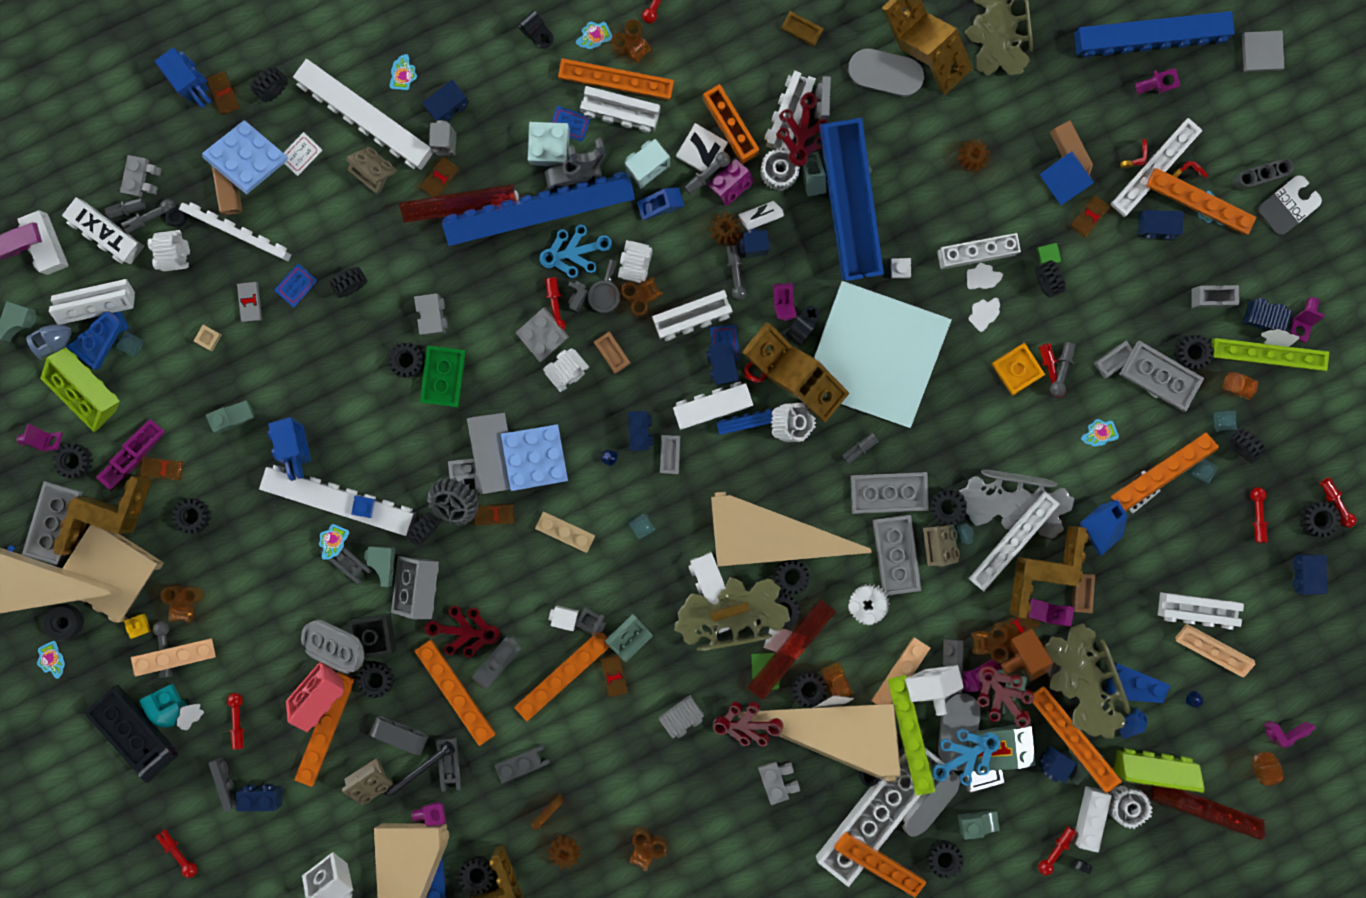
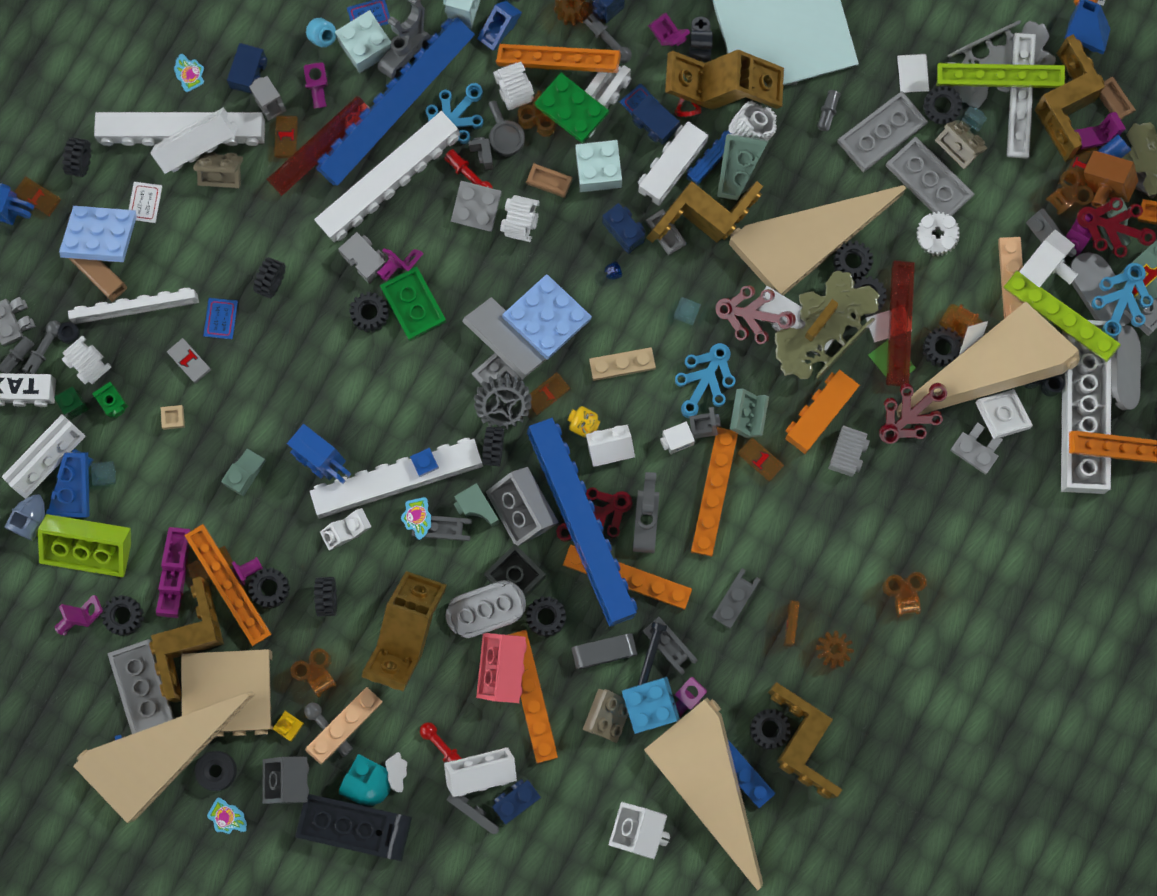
camera: 35 degrees left, 10 degrees down
(103, 668) = (285, 780): none -> dark grey brick
(139, 274) = (71, 403): none -> dark green brick
(161, 494) = (228, 585): none -> orange plate
(176, 490) = (246, 569): none -> magenta bracket
(177, 293) = (107, 392): none -> green brick
(224, 554) = (325, 596): none -> black tyre
(245, 761) = (480, 772): none -> white brick
(261, 621) = (404, 631): none -> pearl gold bracket
(275, 512) = (345, 530): none -> white slope
(362, 135) = (193, 141): none -> white brick
(400, 801) = (650, 705): none -> dark azure brick
(446, 633) = (581, 522): none -> blue brick
(449, 336) = (394, 262): none -> magenta bracket
(489, 153) = (316, 86): none -> magenta bracket
(490, 266) = (388, 176): none -> white brick
(504, 556) = (583, 421): none -> yellow head
(509, 589) = (610, 445): none -> white brick
(521, 113) = (321, 32): none -> medium azure head
(620, 587) = (707, 377): none -> dark azure plant
(655, 369) = (598, 166): none -> light aqua brick
(665, 311) = (571, 108): none -> green plate
(683, 674) = (822, 411): none -> orange brick
(684, 263) = (559, 58): none -> orange plate
(684, 566) = (751, 313): none -> plant
(706, 466) = (706, 212): none -> pearl gold bracket
(759, 444) = (738, 164): none -> sand green wing
(815, 772) = (1004, 414): none -> white tile
(947, 463) = (913, 73): none -> white sticker
(1008, 517) = (1000, 75): none -> lime plate
(1050, 634) = (1116, 147): none -> blue brick

